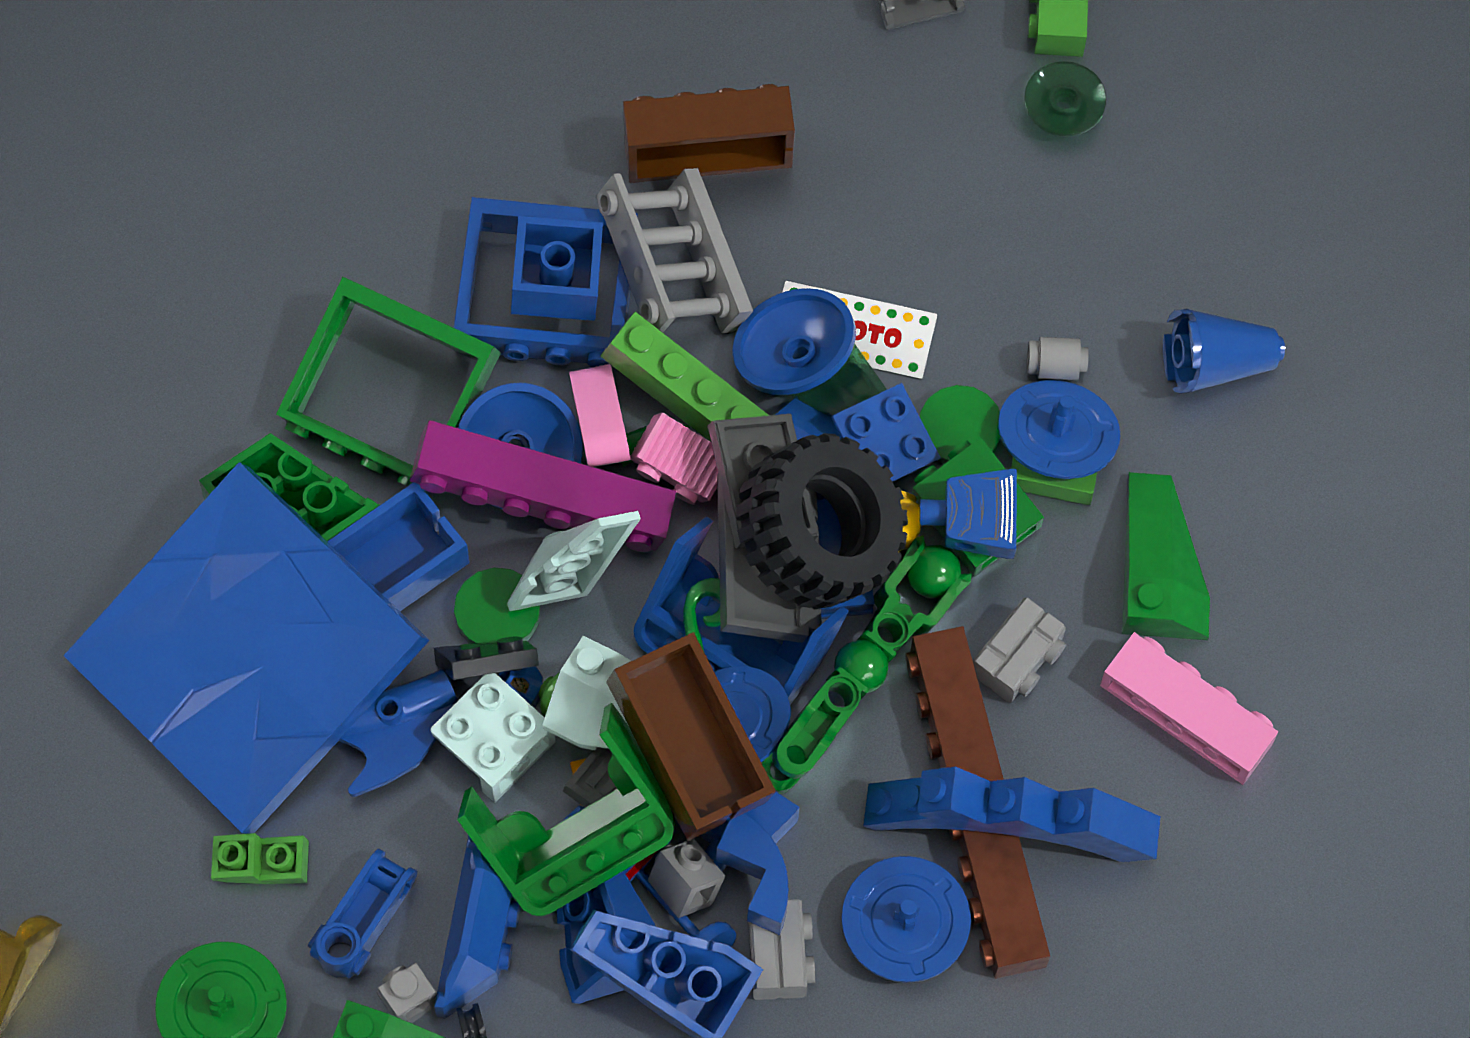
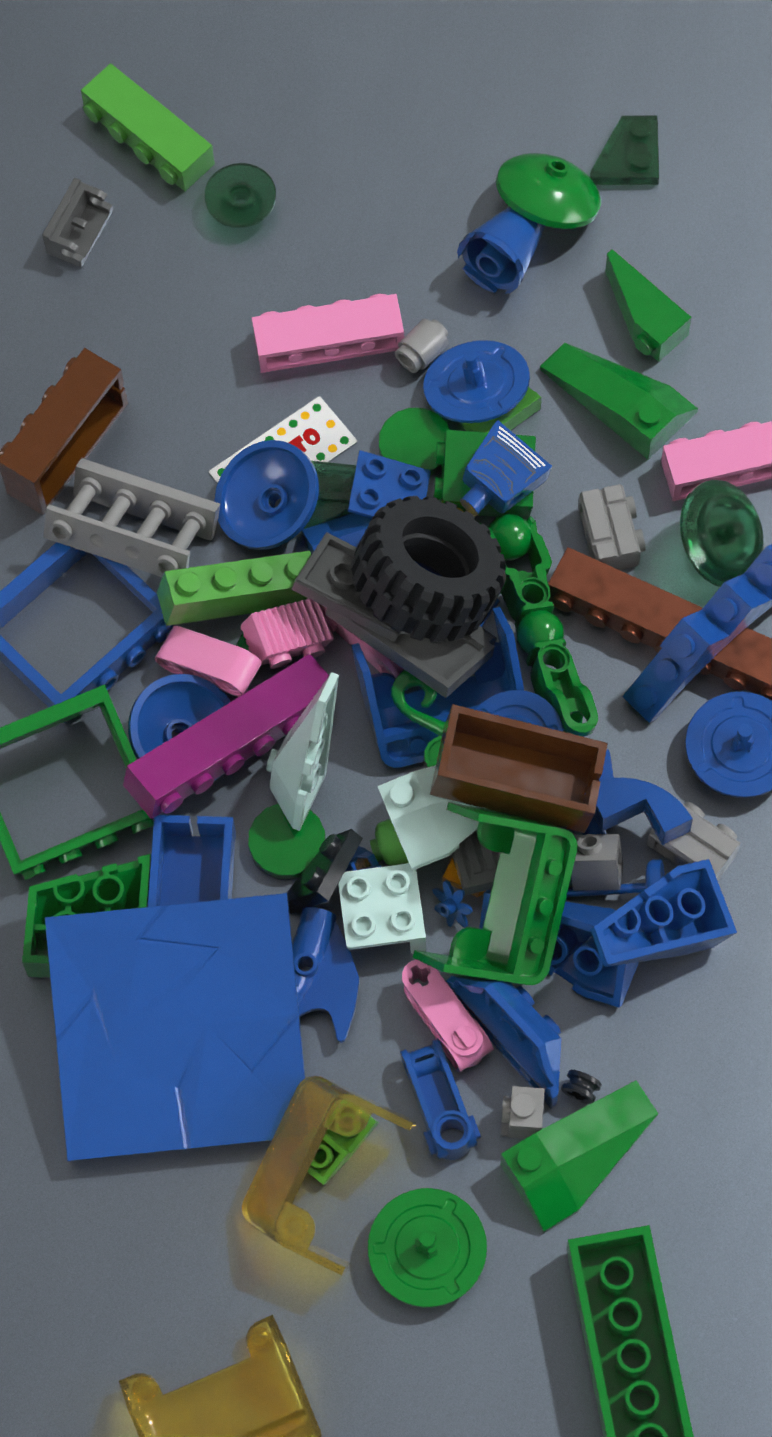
camera: 45 degrees left, 0 degrees up
(260, 819) = (313, 1109): none -> clear yellow windscreen
(439, 865) = (445, 1016): none -> bright pink piece
(546, 789) = (451, 904): none -> blue plant
(556, 268) = (81, 599): blue brick -> none
(998, 271) = (328, 332): none -> bright pink brick
(1094, 741) = (720, 531): none -> clear green piece
(1259, 526) = (650, 315): none -> green slope
(1301, 345) = (548, 190): none -> green dish
(1411, 387) = (630, 154): none -> clear green wing

